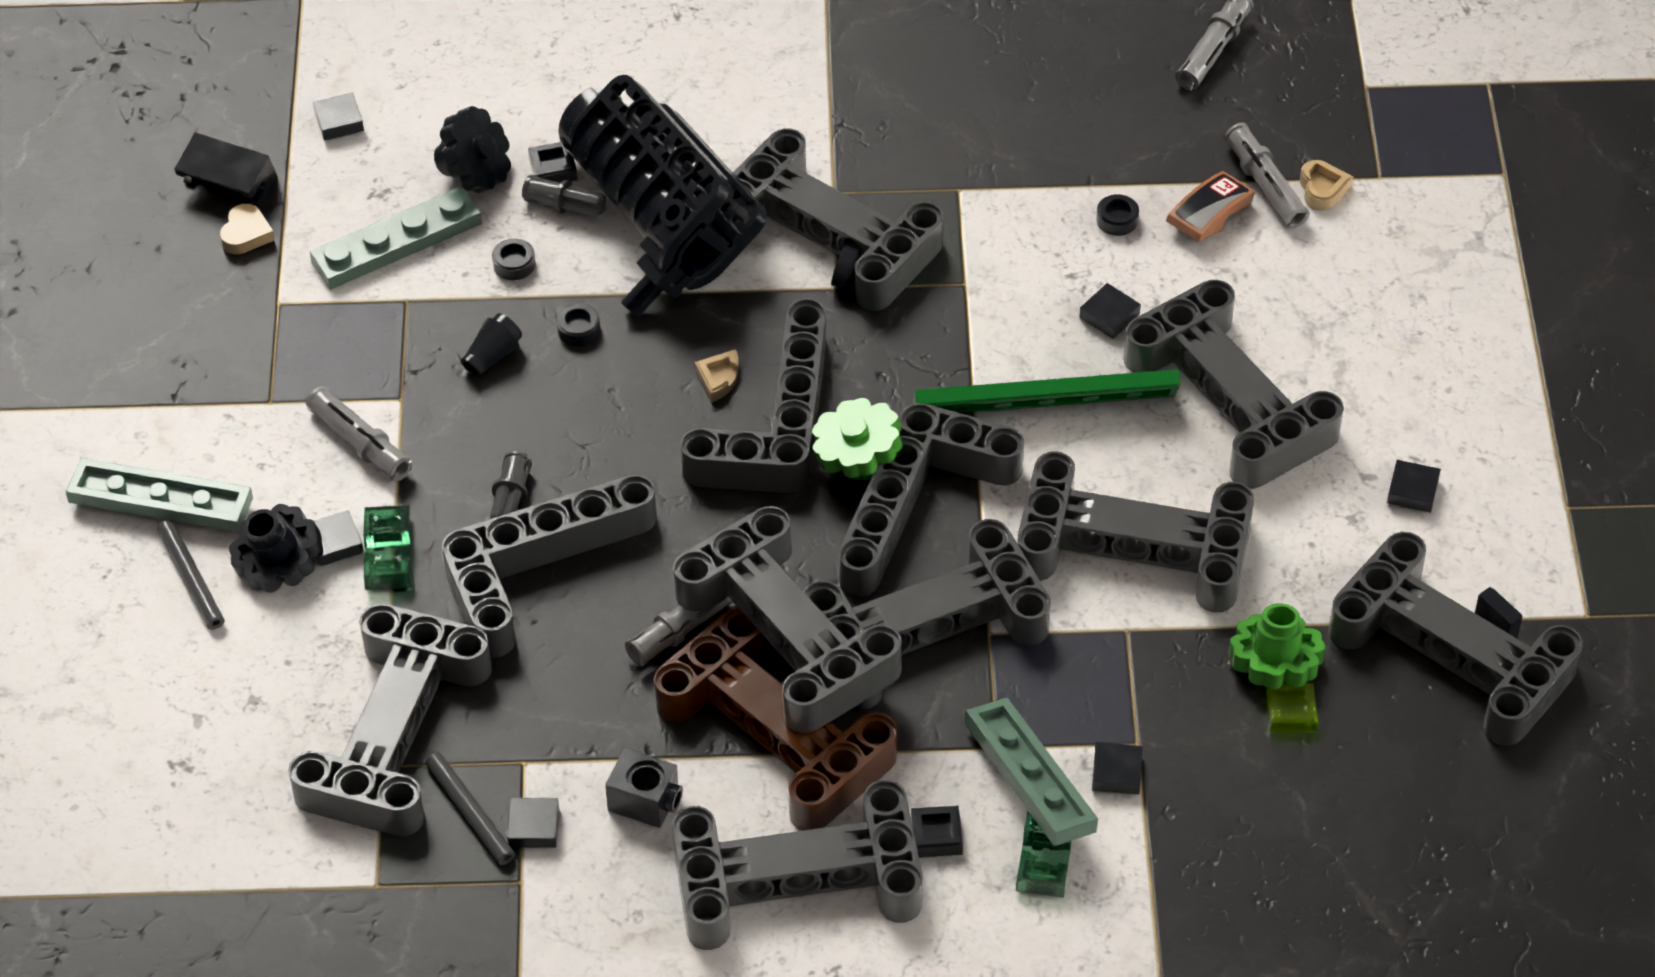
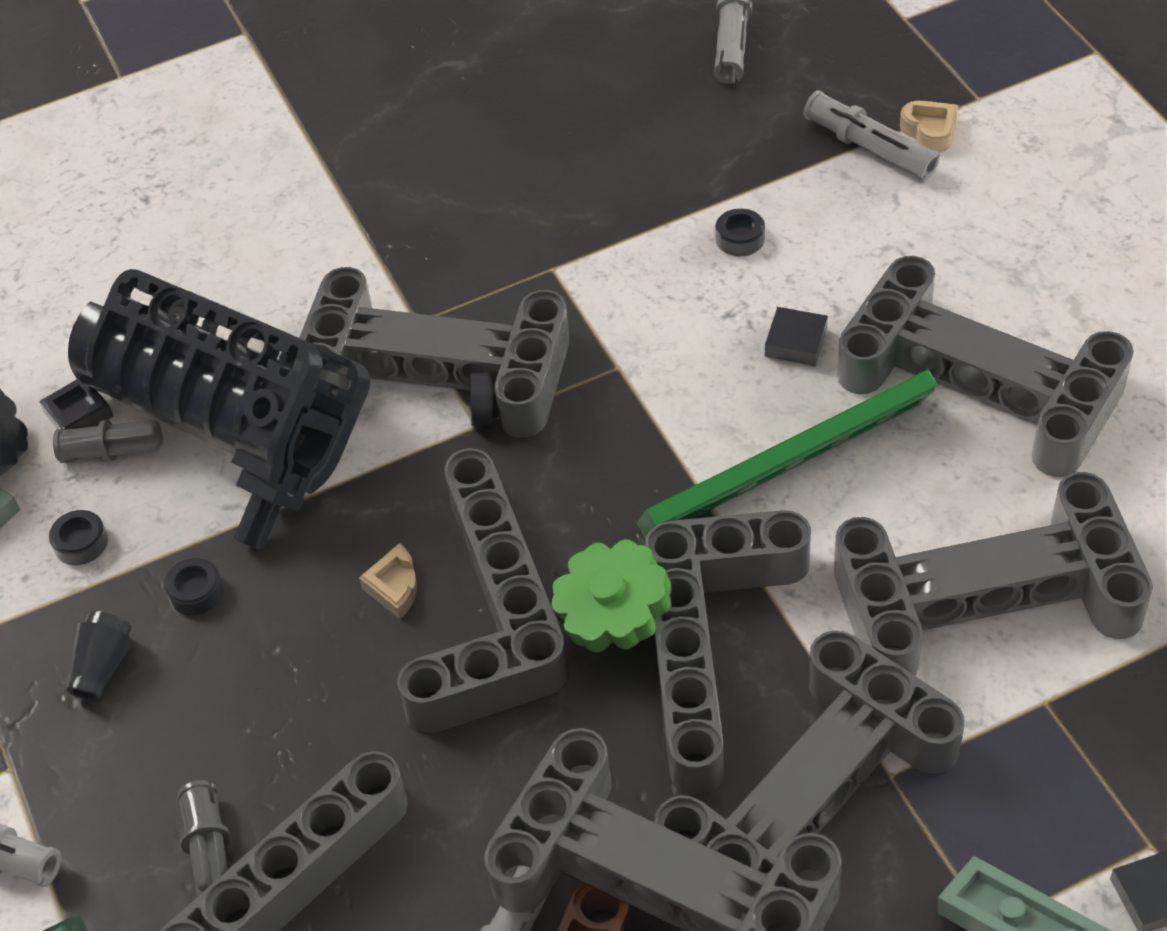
camera: 20 degrees left, 0 degrees up
(1208, 206) = (834, 187): slope -> none

